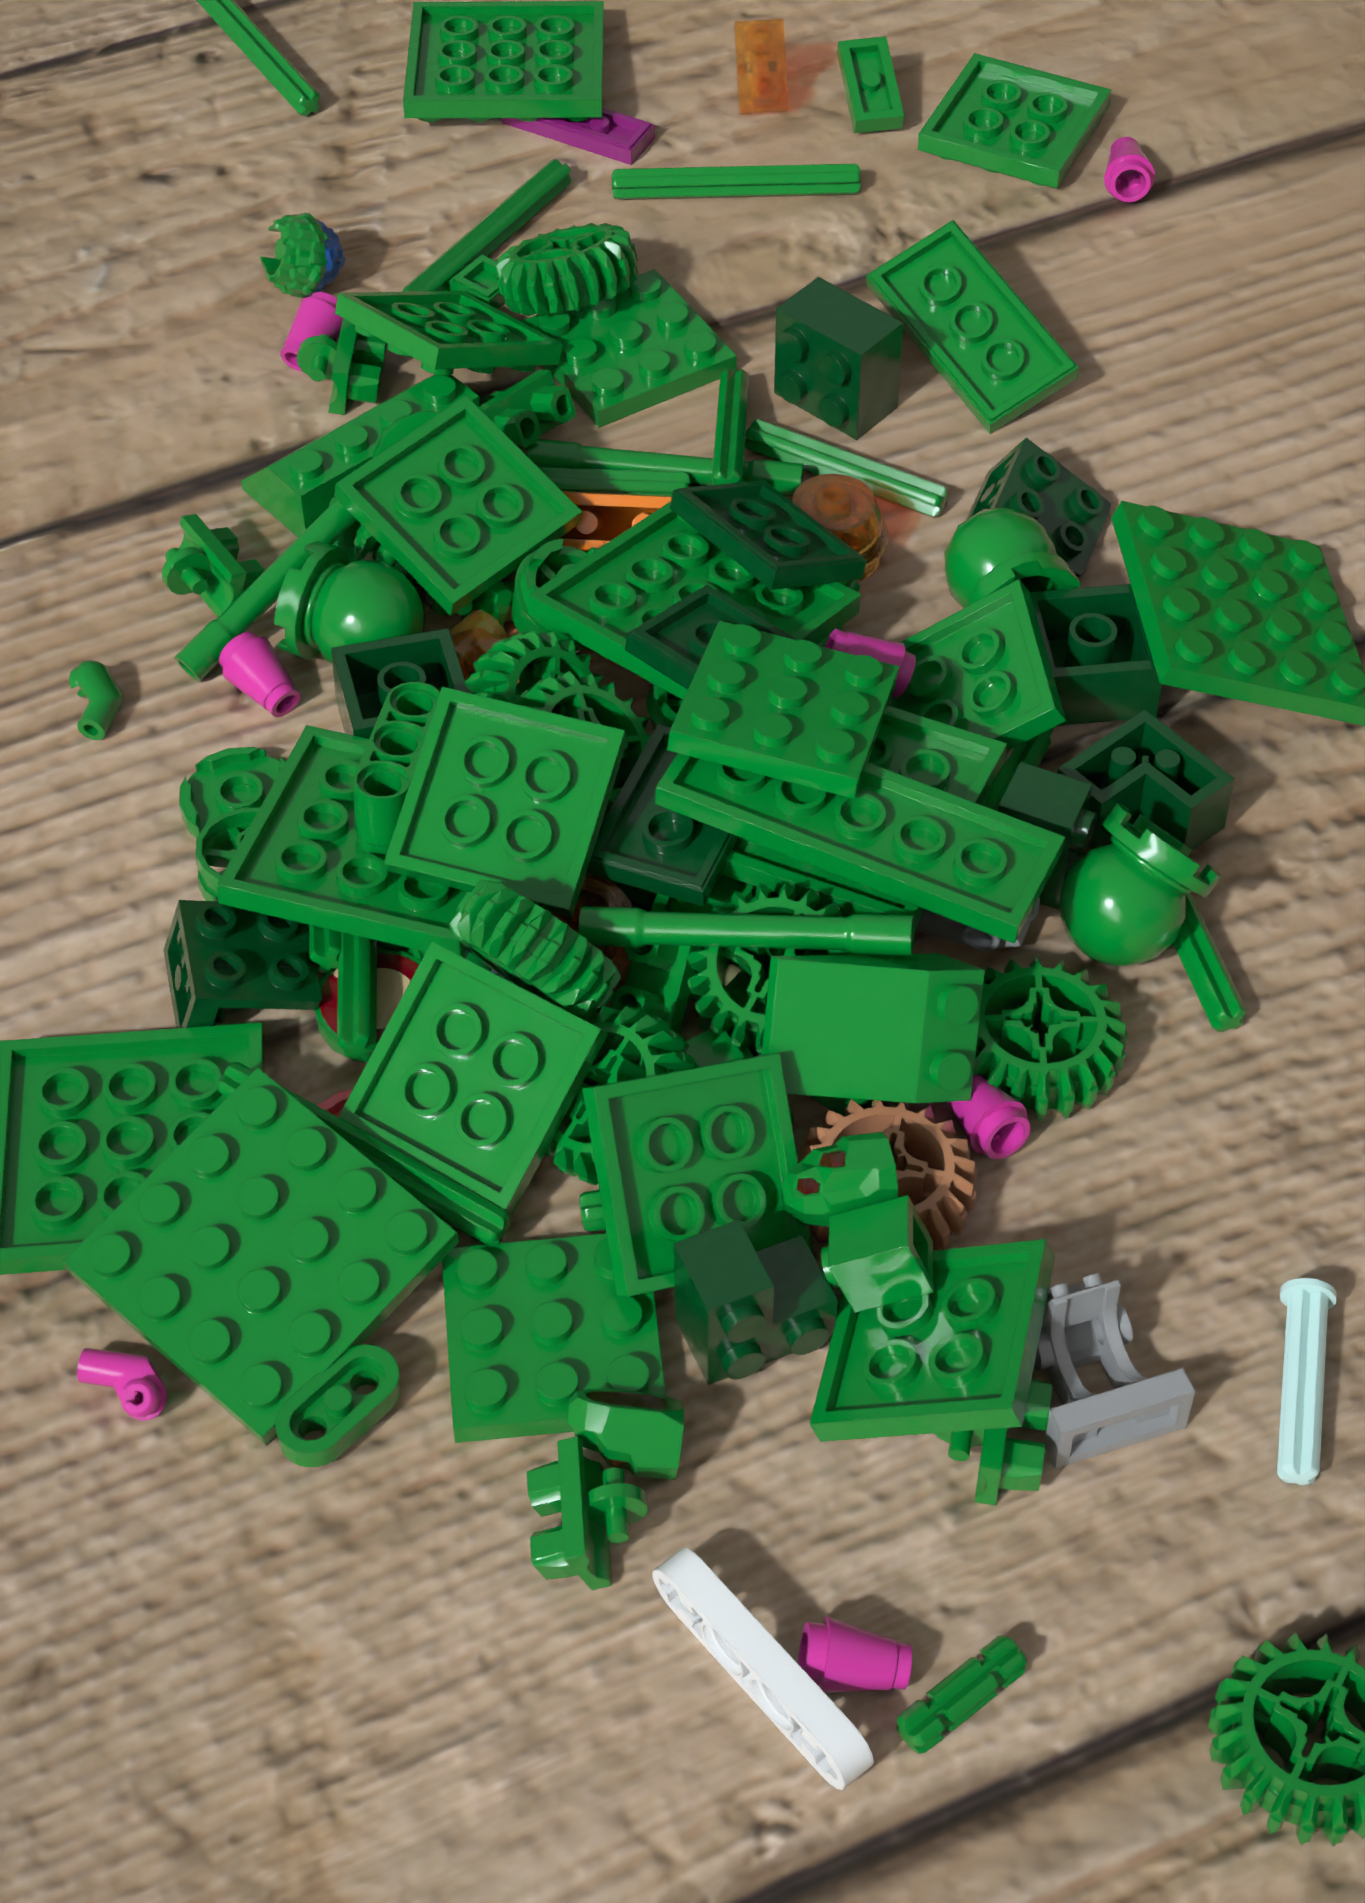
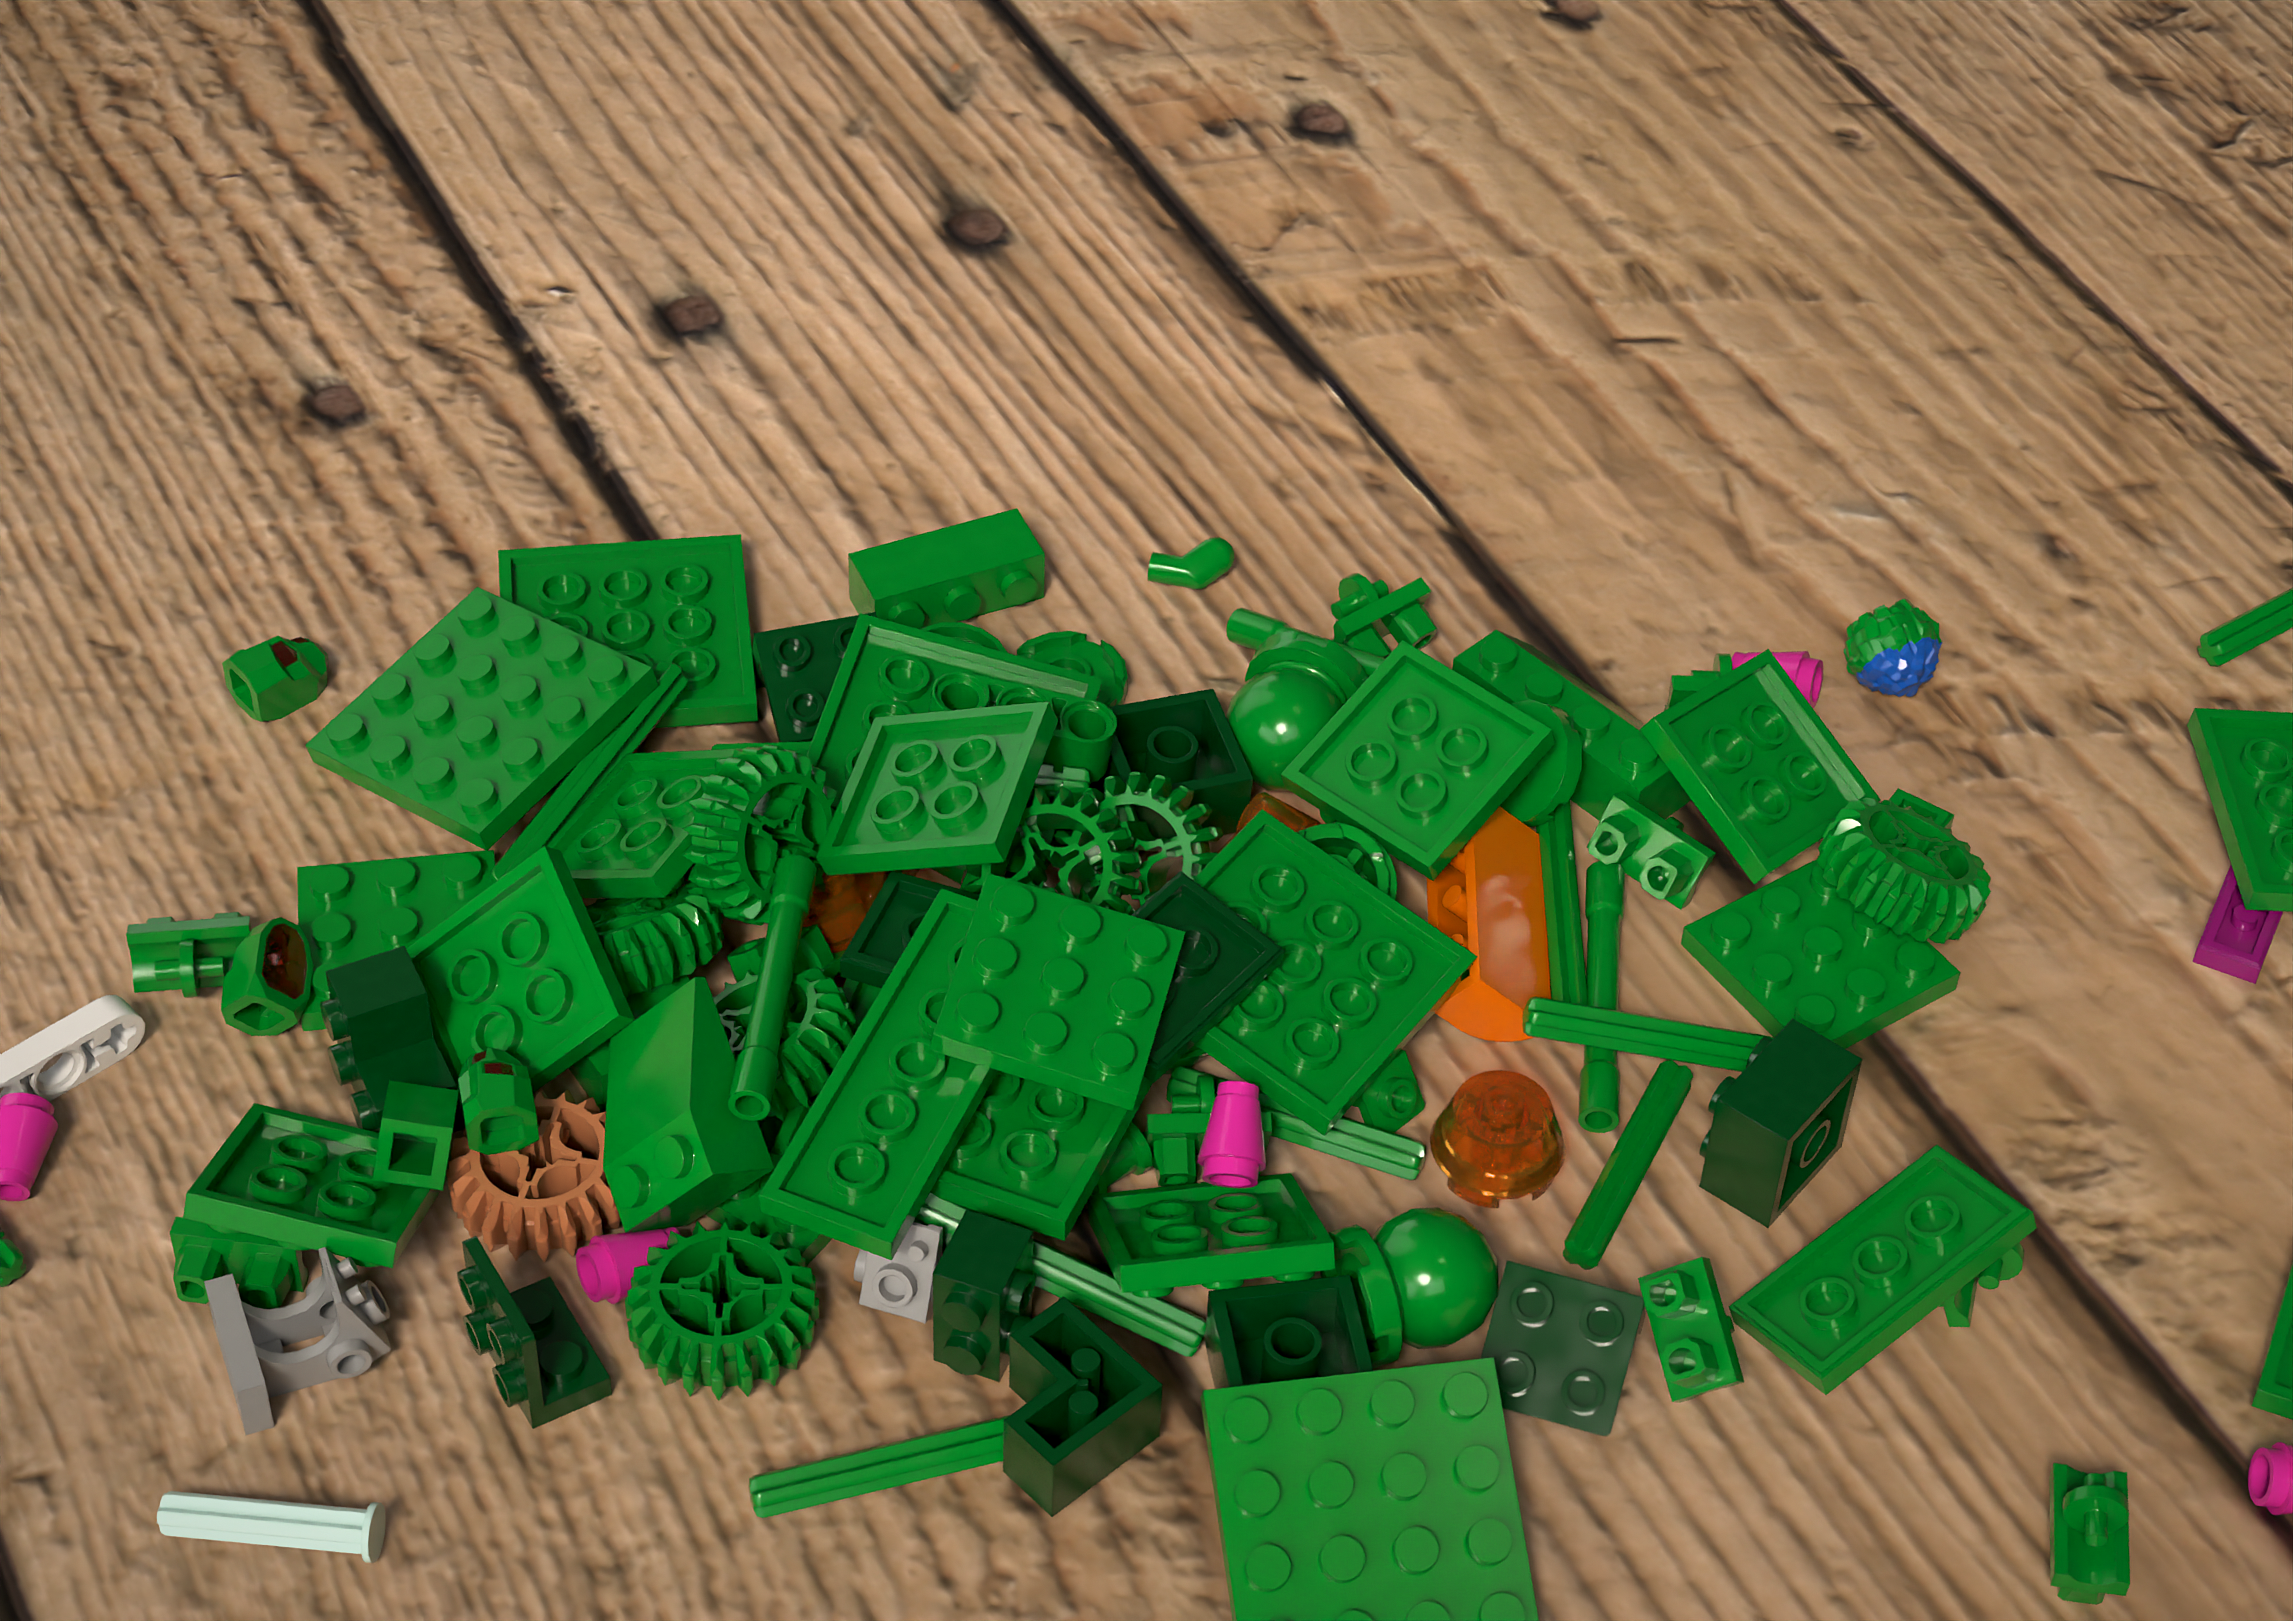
camera: 85 degrees right, 5 degrees down
(94, 874) = (950, 572): none -> green brick
(132, 1377) = (362, 670): dark pink arm -> none
(145, 1477) = (276, 676): none -> green rock
(258, 672) = (1225, 668): dark pink cone -> none
(334, 1407) = (331, 791): green plate -> none
(495, 227) = (2007, 825): green axle -> none
(736, 181) = (2168, 1059): green axle -> none
(768, 534) = (1412, 1030): dark green tile -> none
(1049, 427) = (1691, 1329): none -> green hips
(1091, 1179) = (533, 1341): none -> dark green bracket
(1130, 895) = (902, 1372): green tile -> none
(1191, 259) = (2088, 1534): none -> green hips

